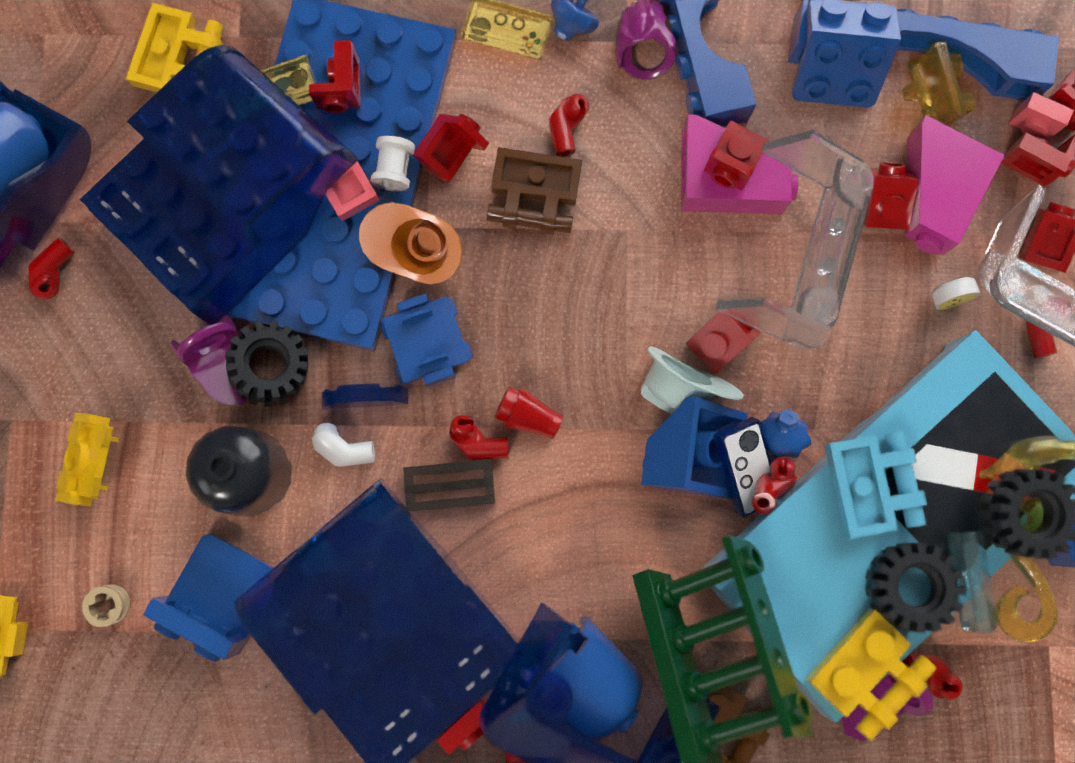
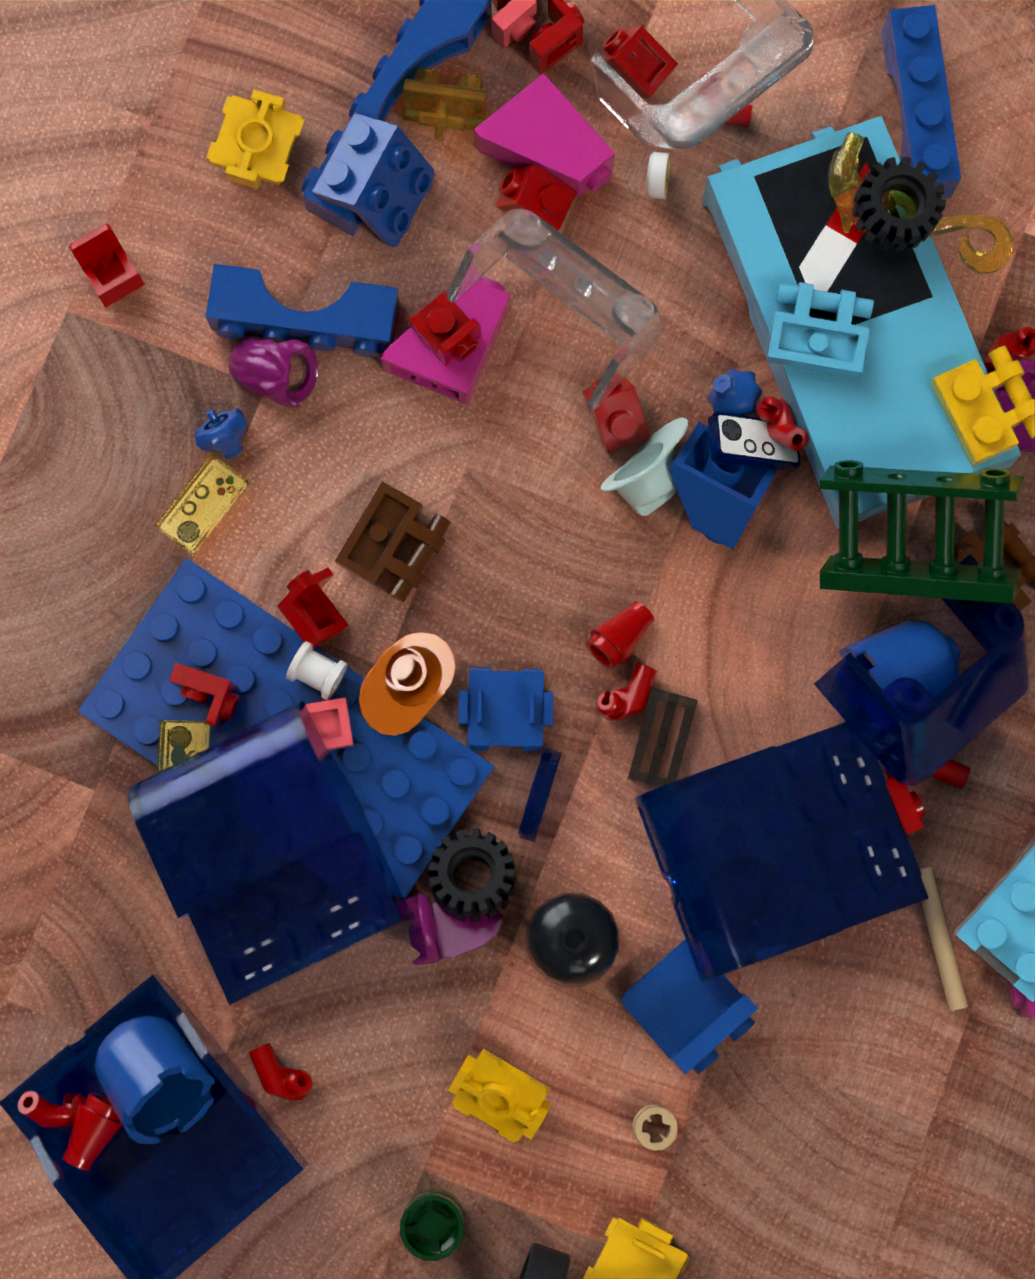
camera: 70 degrees left, 0 degrees up
(165, 45) = (83, 872): yellow plate -> none
(337, 451) = (586, 837): white arm -> none
(564, 121) = (329, 484): red arm -> none
(943, 581) = (932, 307): black tyre -> none
(971, 557) = (939, 280): clear light blue slope -> none

